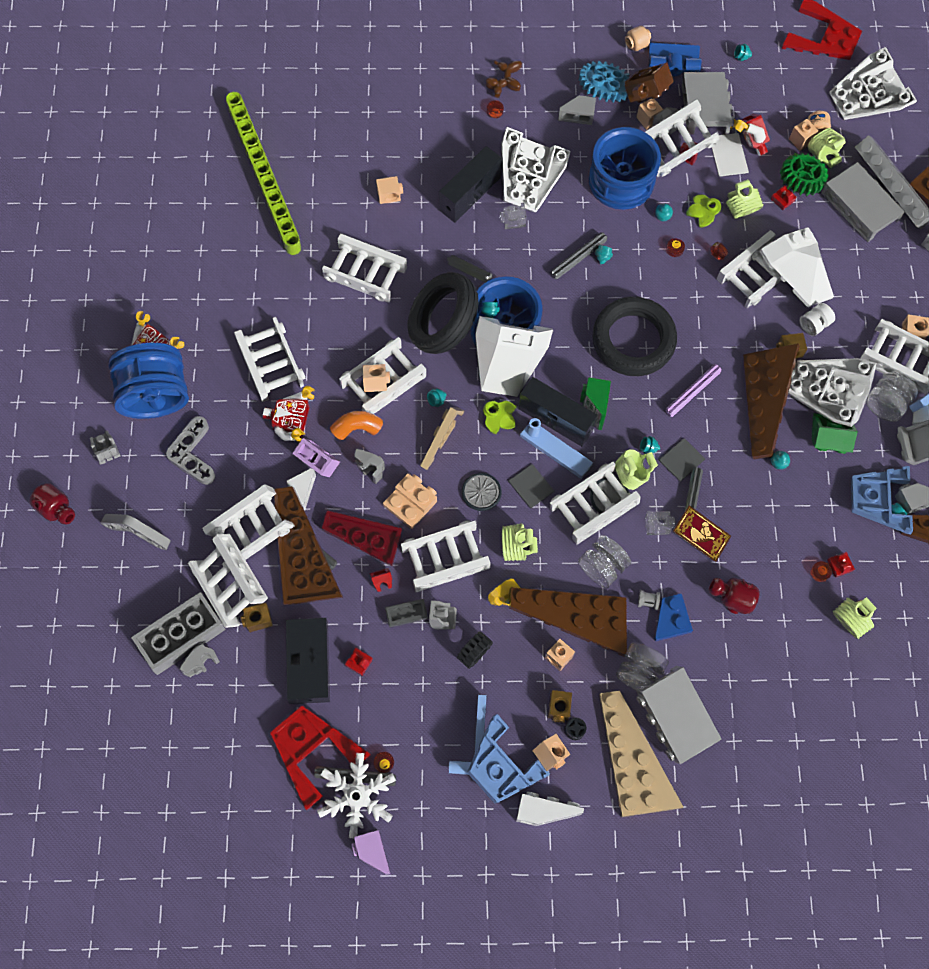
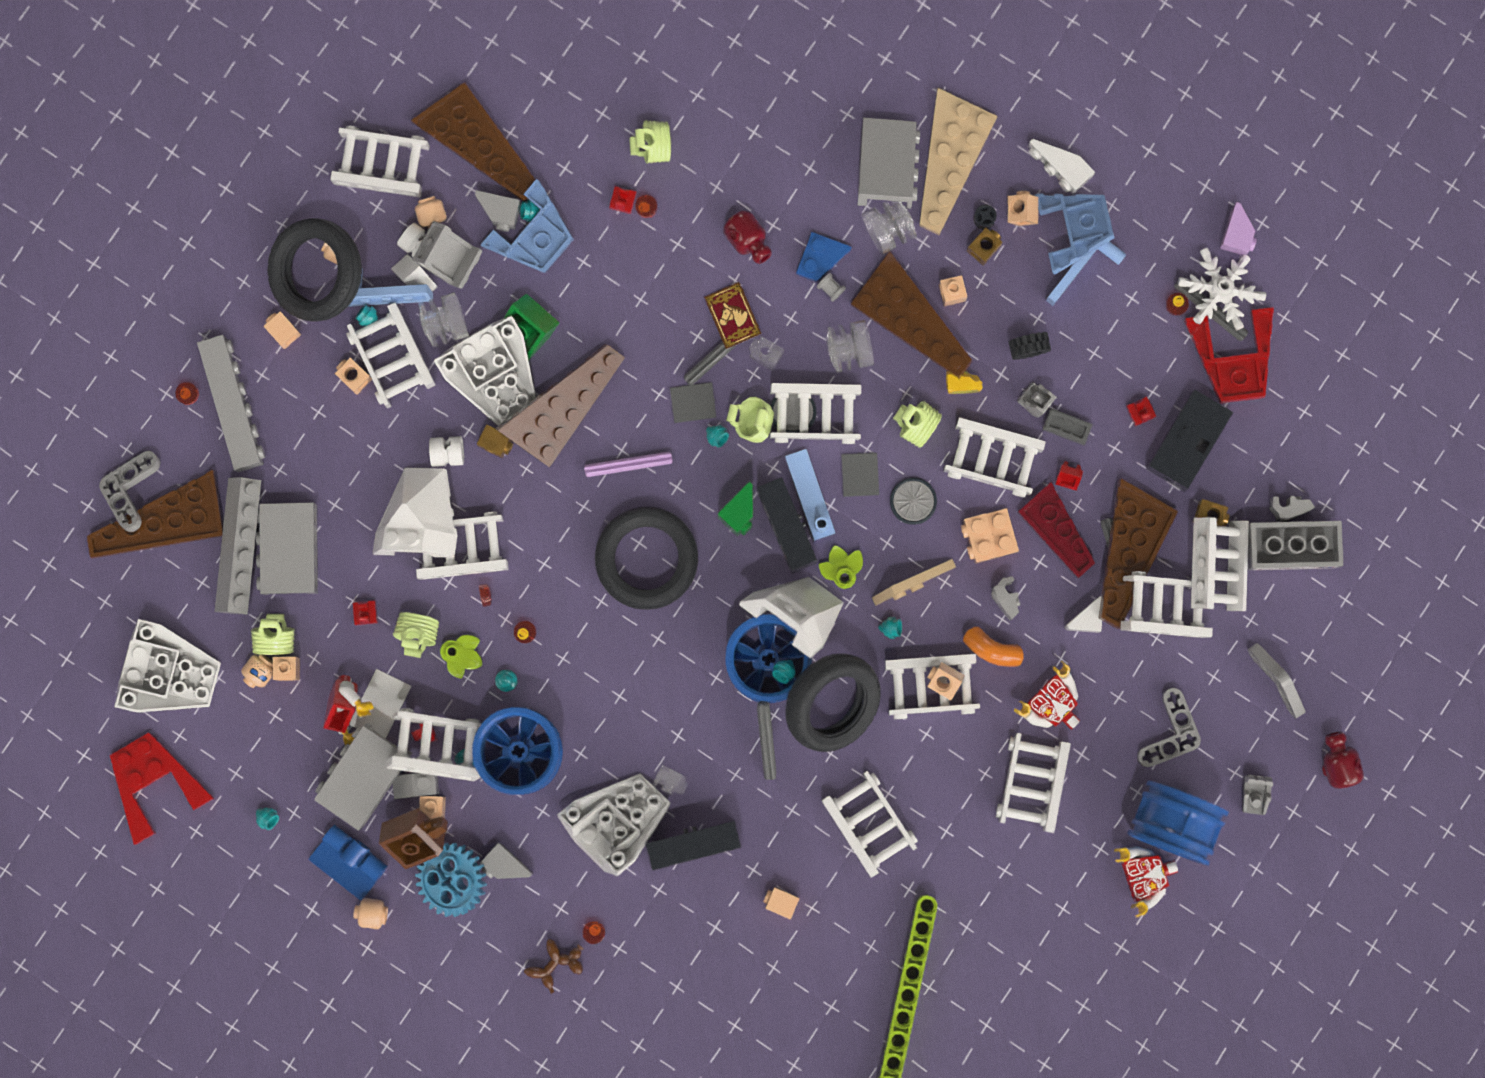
camera: 140 degrees left, 15 degrees up
(316, 457) = (1055, 638): lavender brick -> none
(579, 255) = (633, 690): dark grey axle -> none
(603, 254) = (606, 674): teal plate -> none
(780, 460) = (599, 335): teal plate -> none
(804, 174) = (324, 630): green gear -> none

